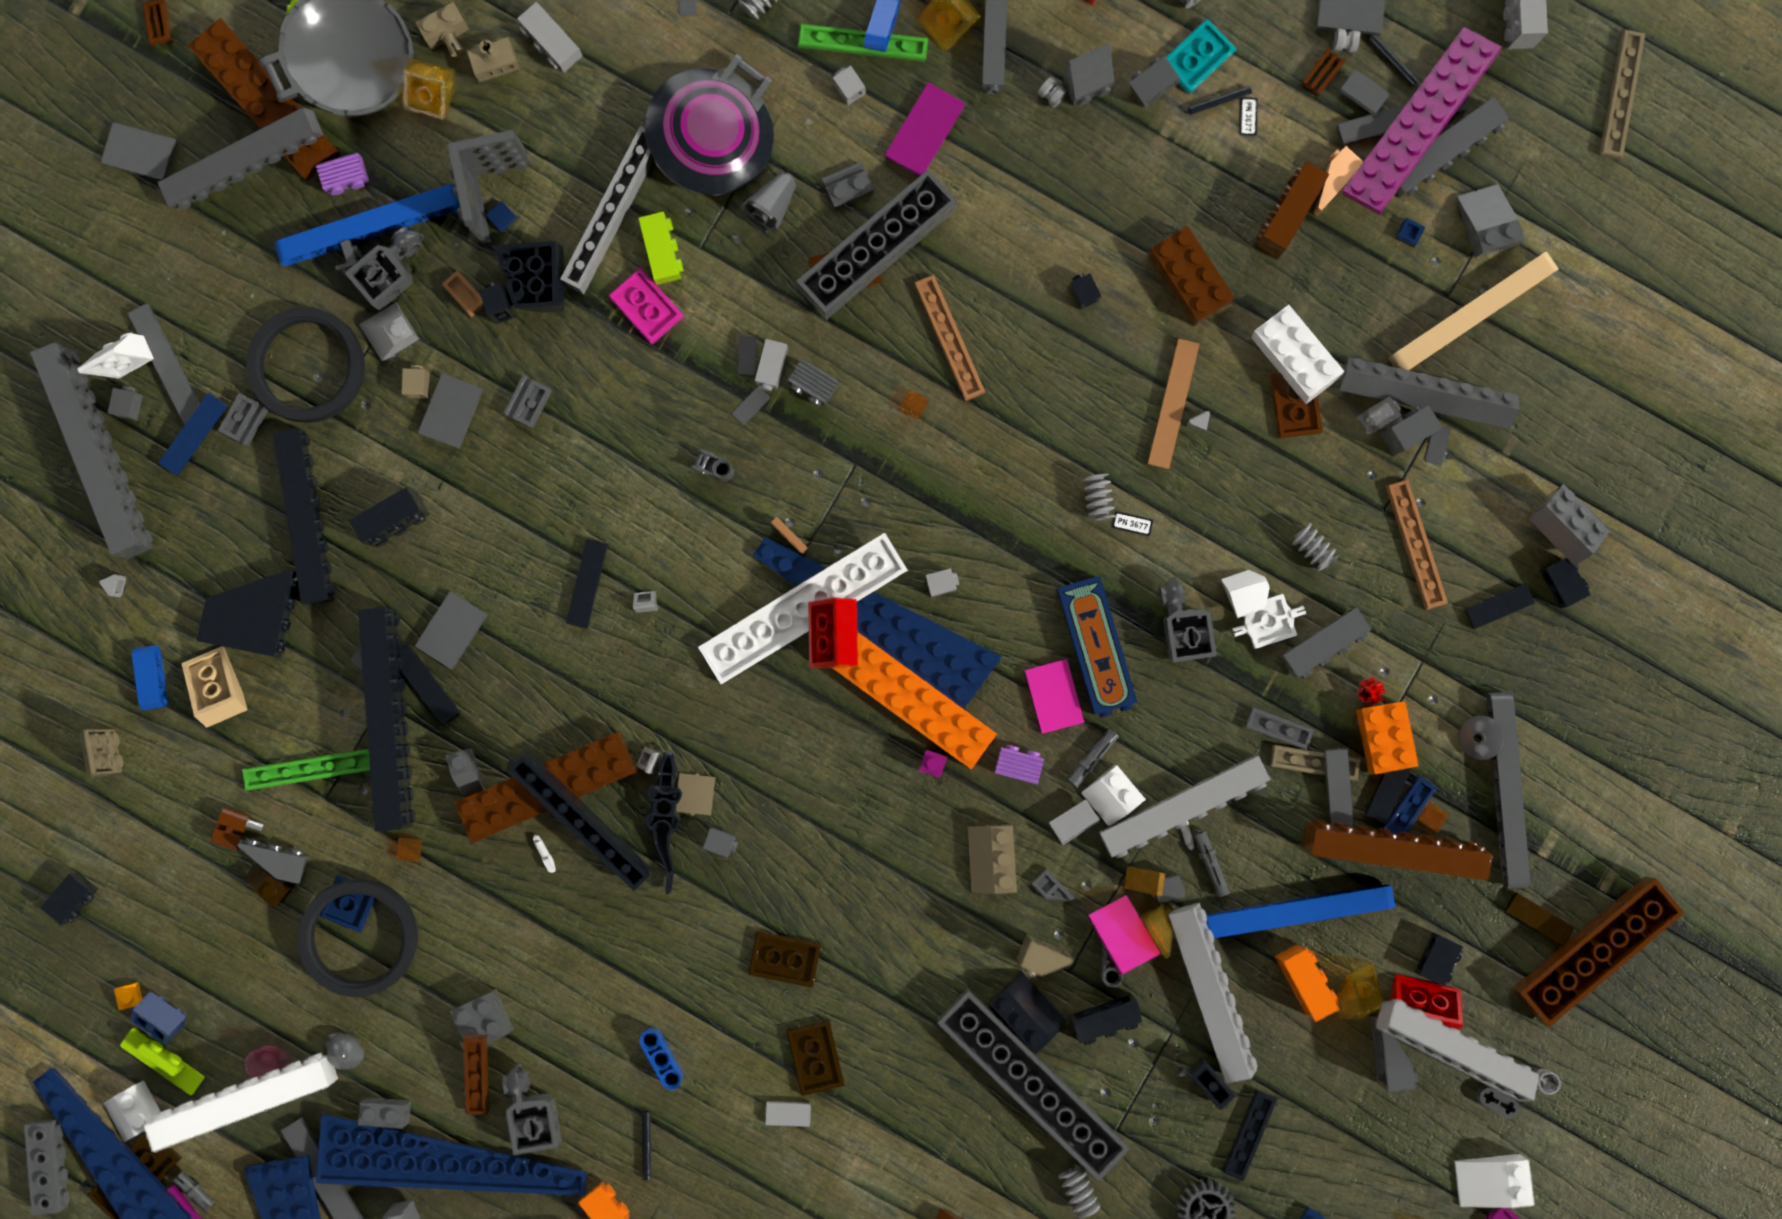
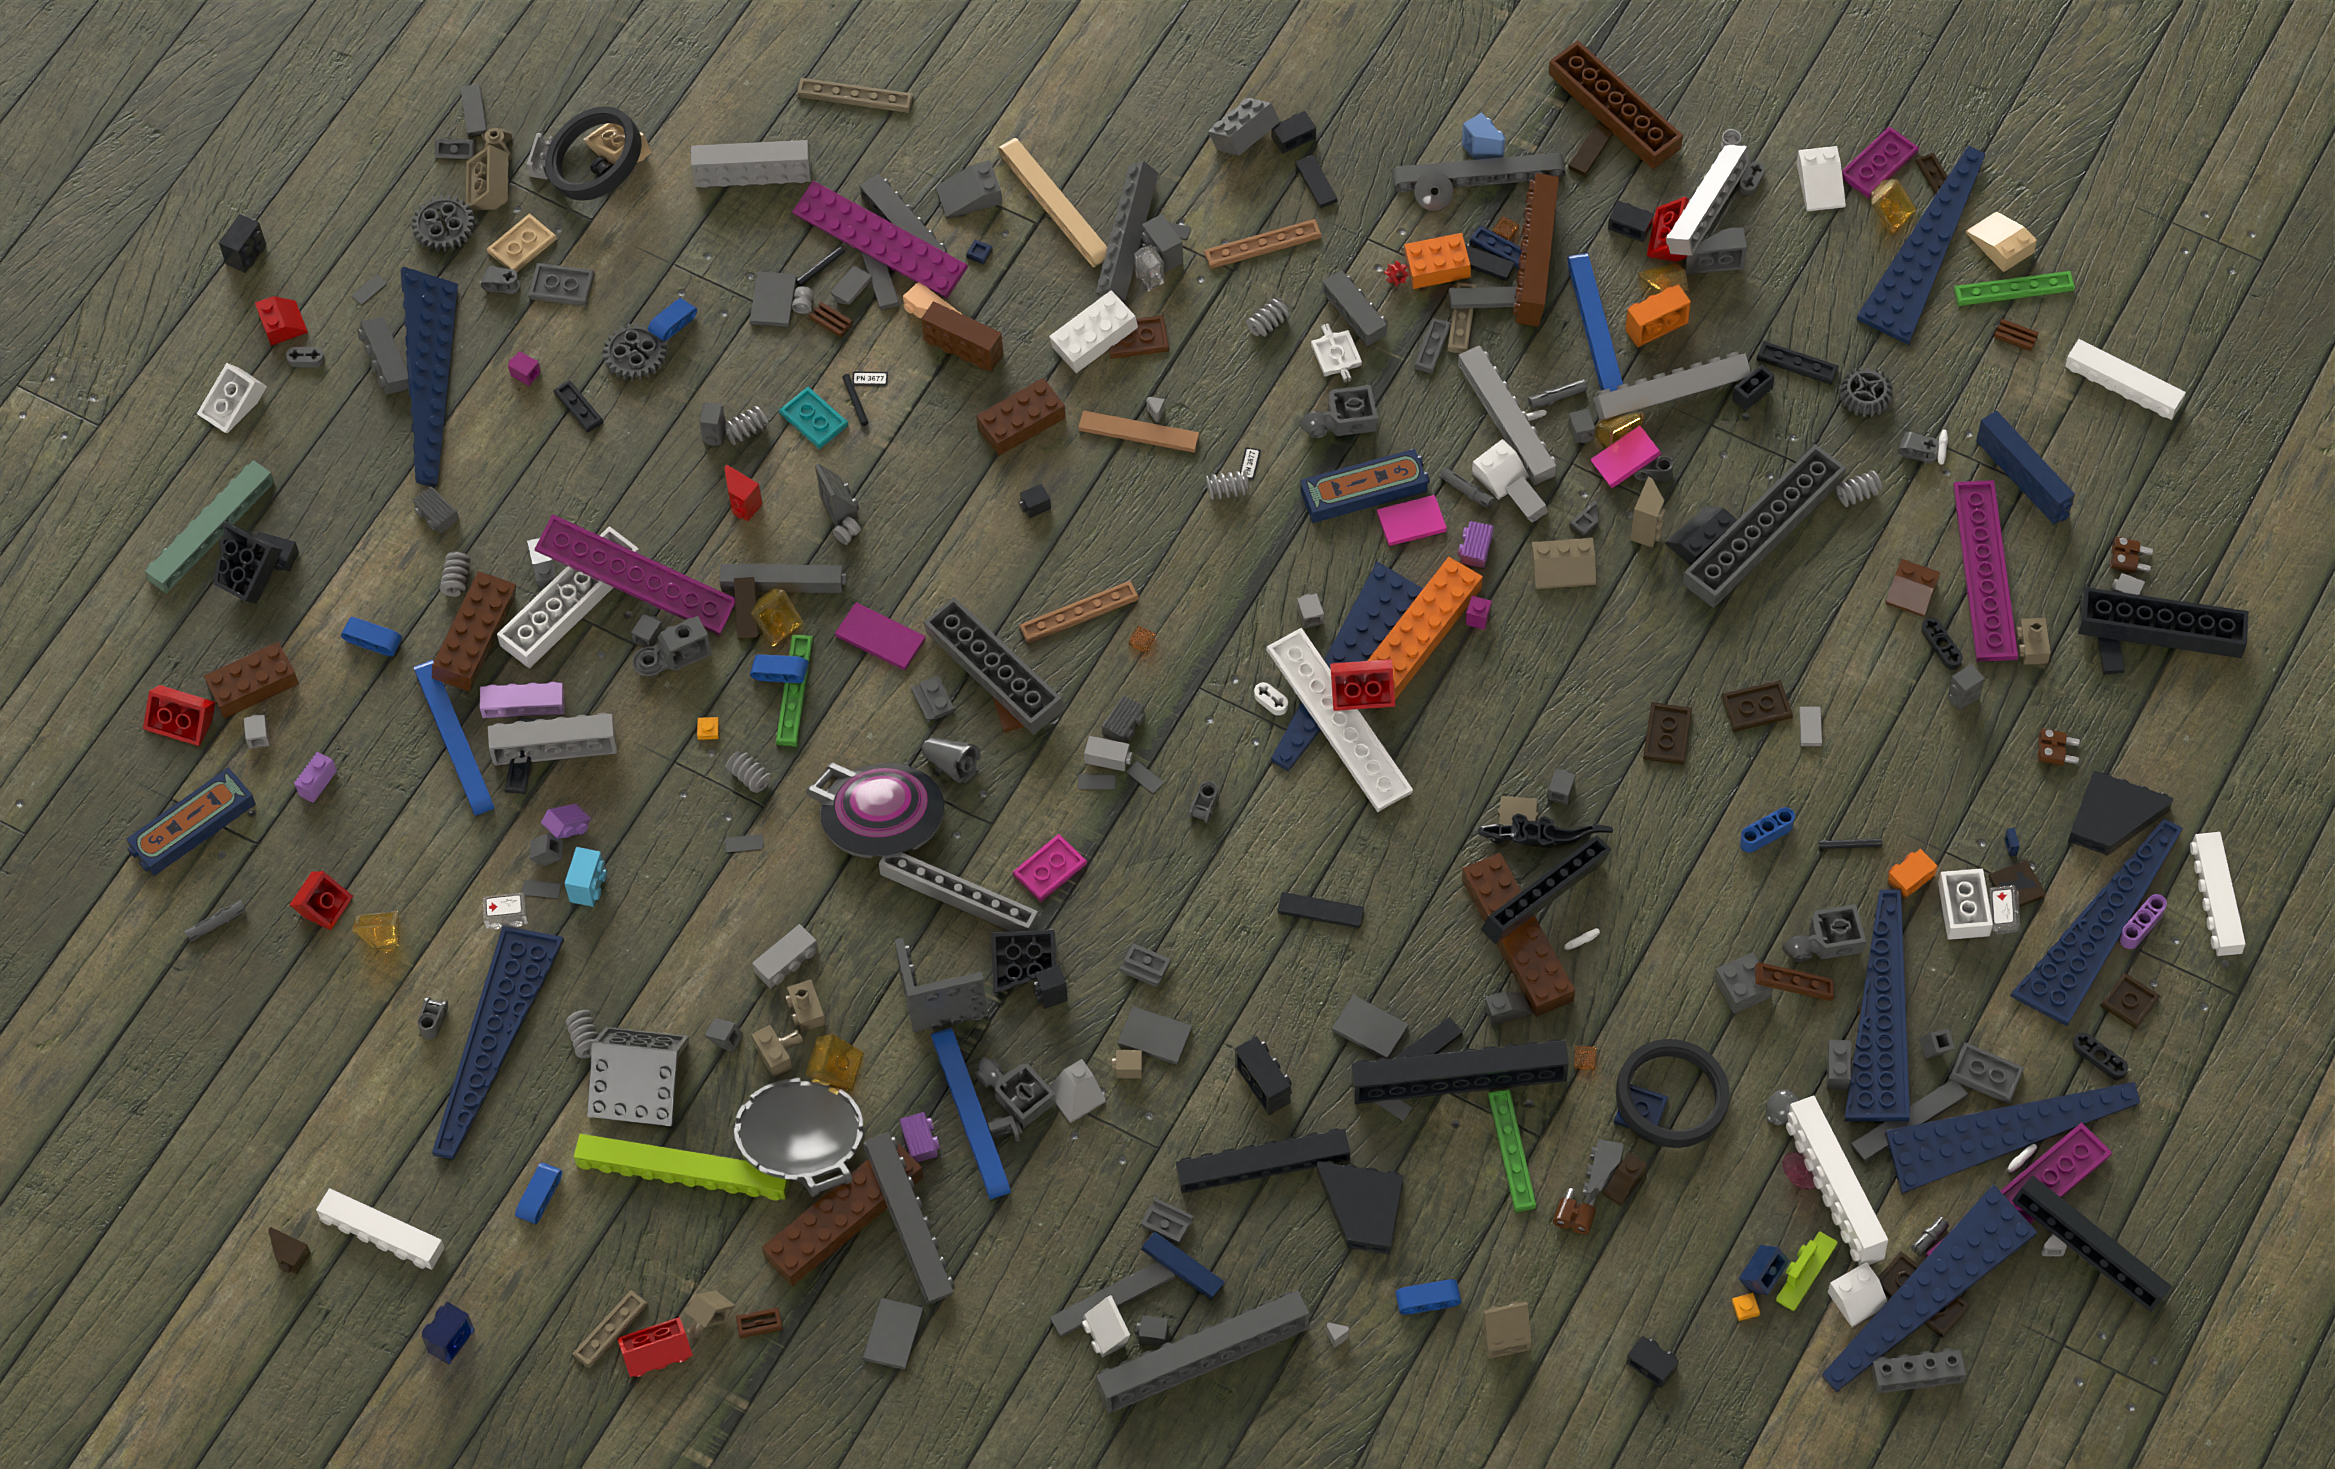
camera: 90 degrees left, 25 degrees down
(213, 687) = (1434, 1236): tan slope -> none
(263, 339) = (1102, 1120): black tyre -> none
(464, 293) = (1038, 1028): medium nougat tile -> none
(645, 602) = (1336, 859): light grey slope -> none
(649, 760) = (1487, 849): light grey slope -> none
(661, 248) = (994, 853): lime brick -> none
(789, 536) = (1268, 737): medium nougat tile -> none
(834, 535) = (1269, 700): none -> white beam
(848, 84) = (837, 697): light grey brick -> none
(1106, 1019) = (1702, 470): black slope -> none
(1144, 881) = (1576, 441): pearl gold tile -> none
(1154, 81) = (839, 447): dark grey brick -> none
(1246, 592) = (1310, 369): white slope -> none
(1548, 796) = (1482, 138): none -> medium blue slope

